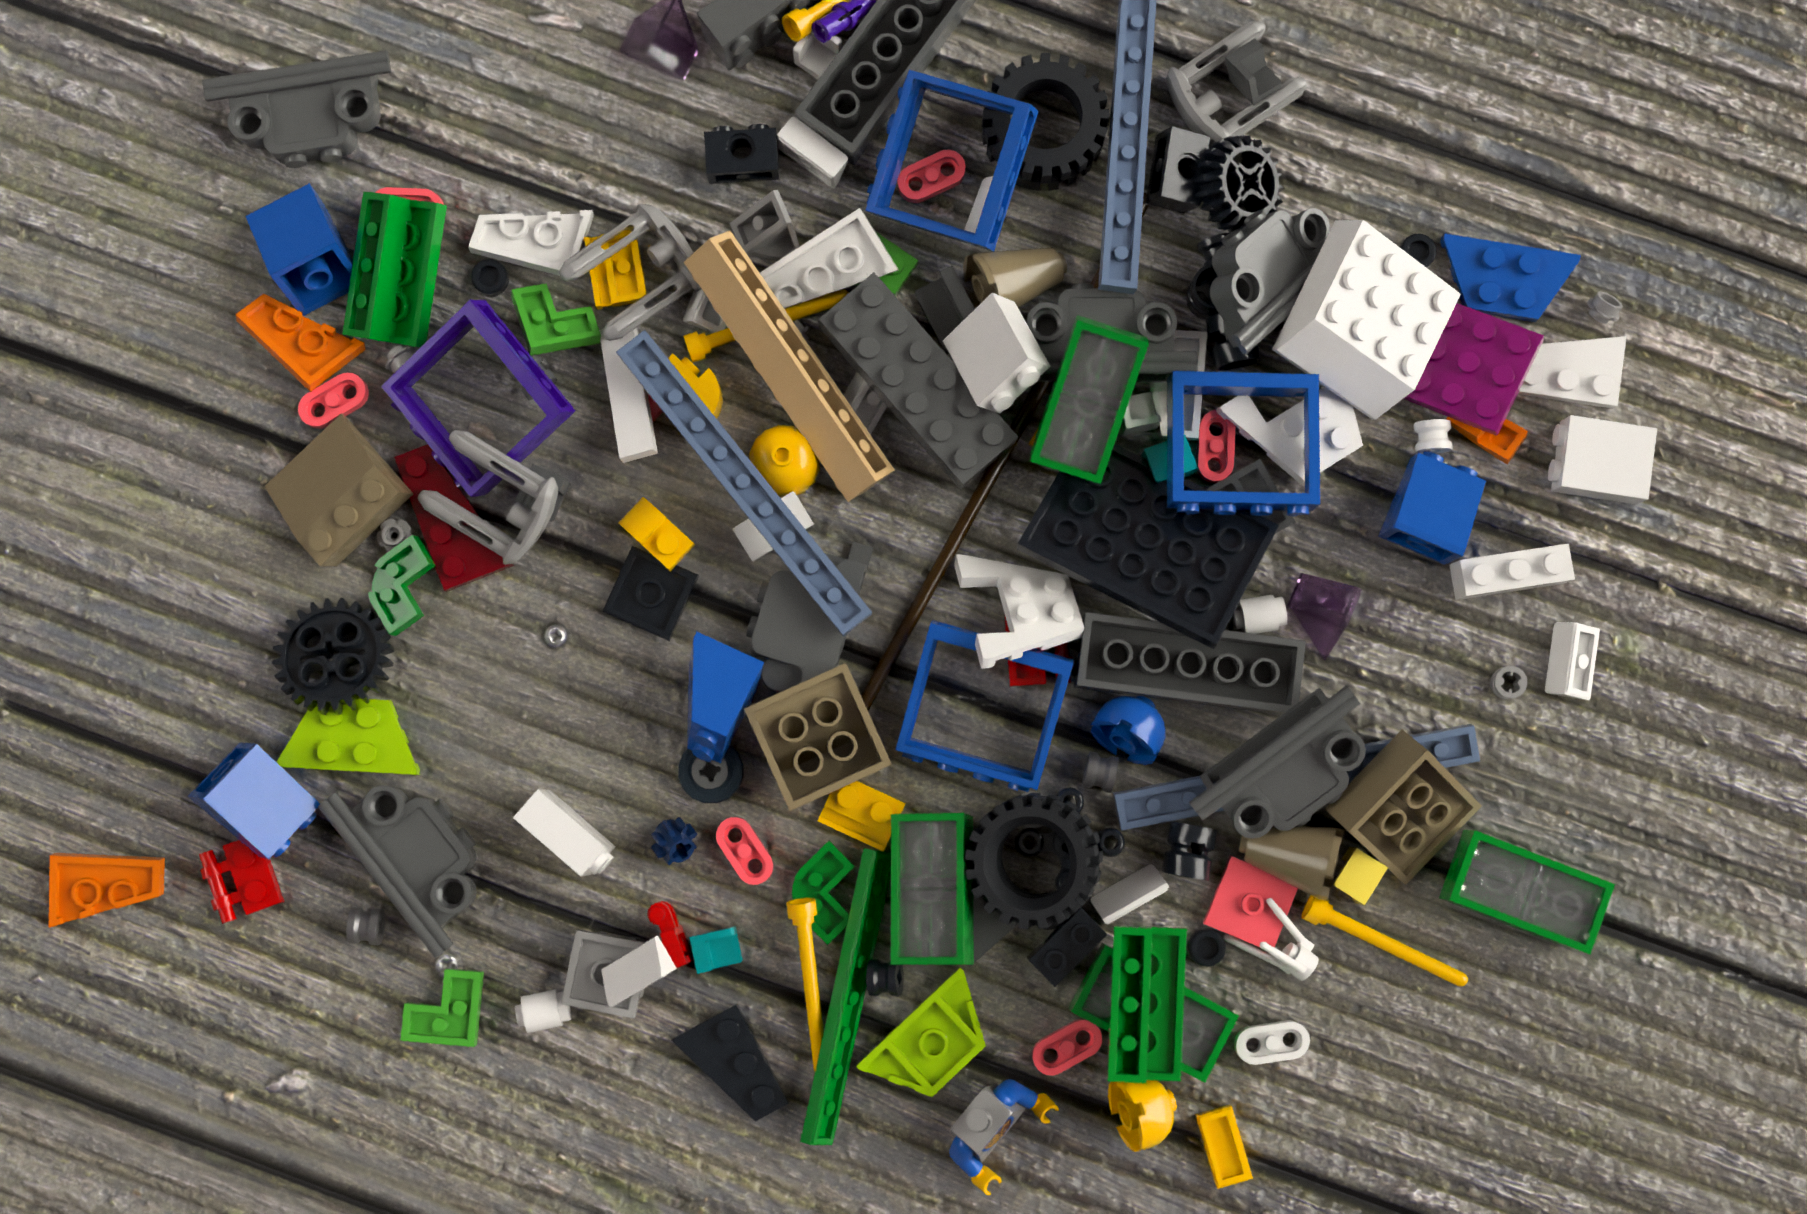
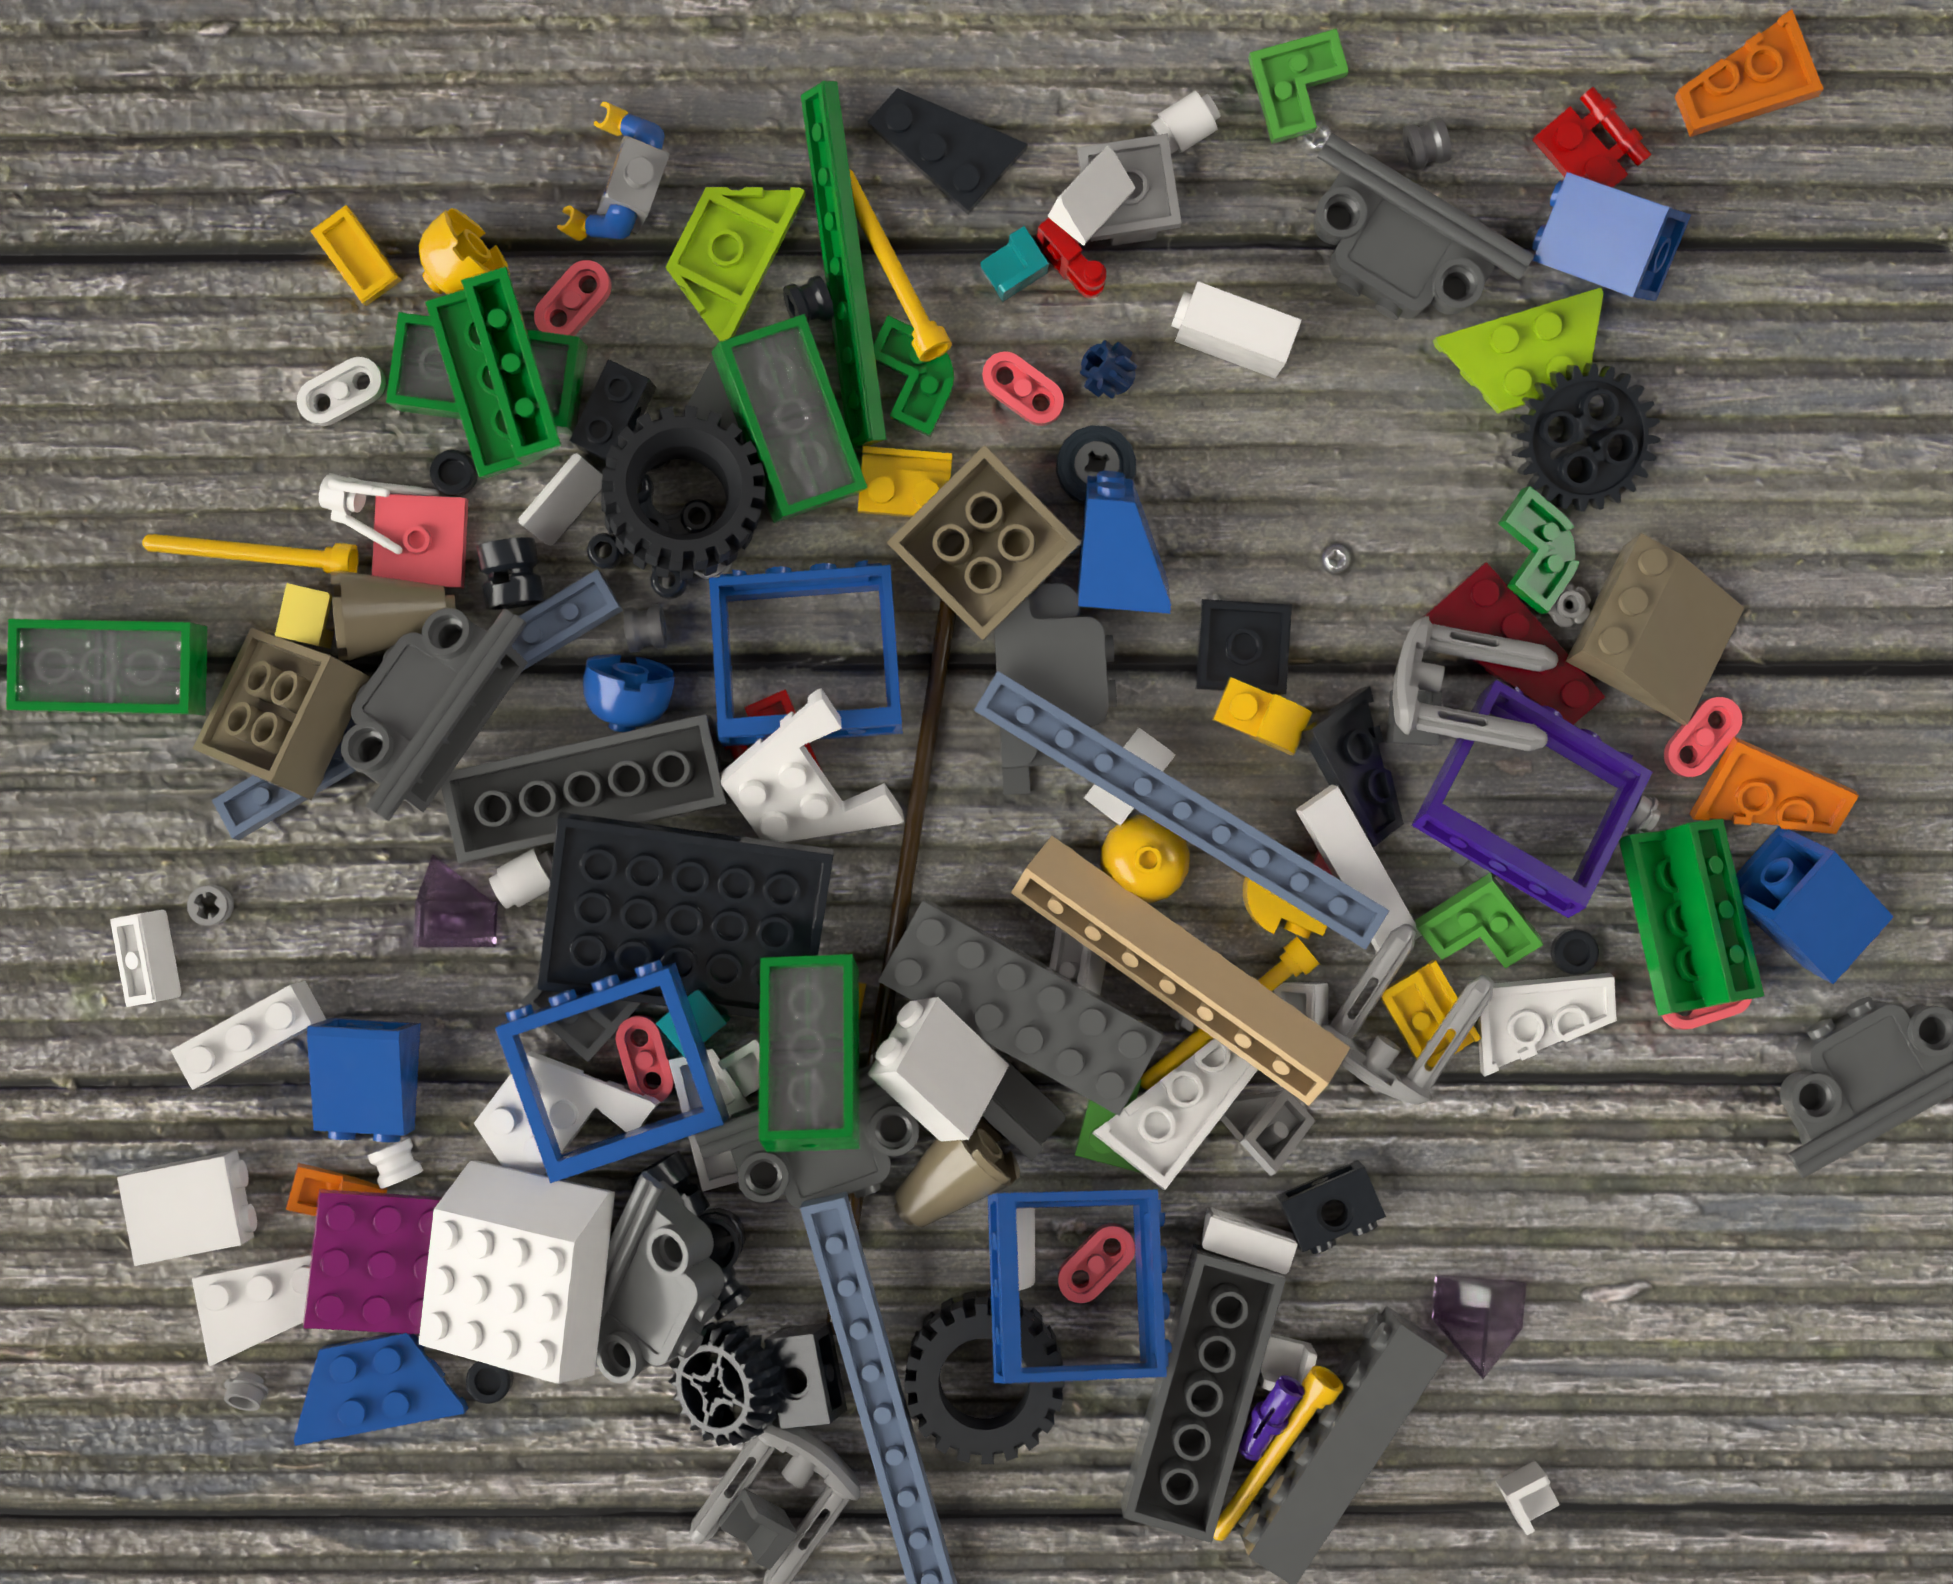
camera: 160 degrees right, 5 degrees up
(602, 476) = (1350, 758): none -> black wing

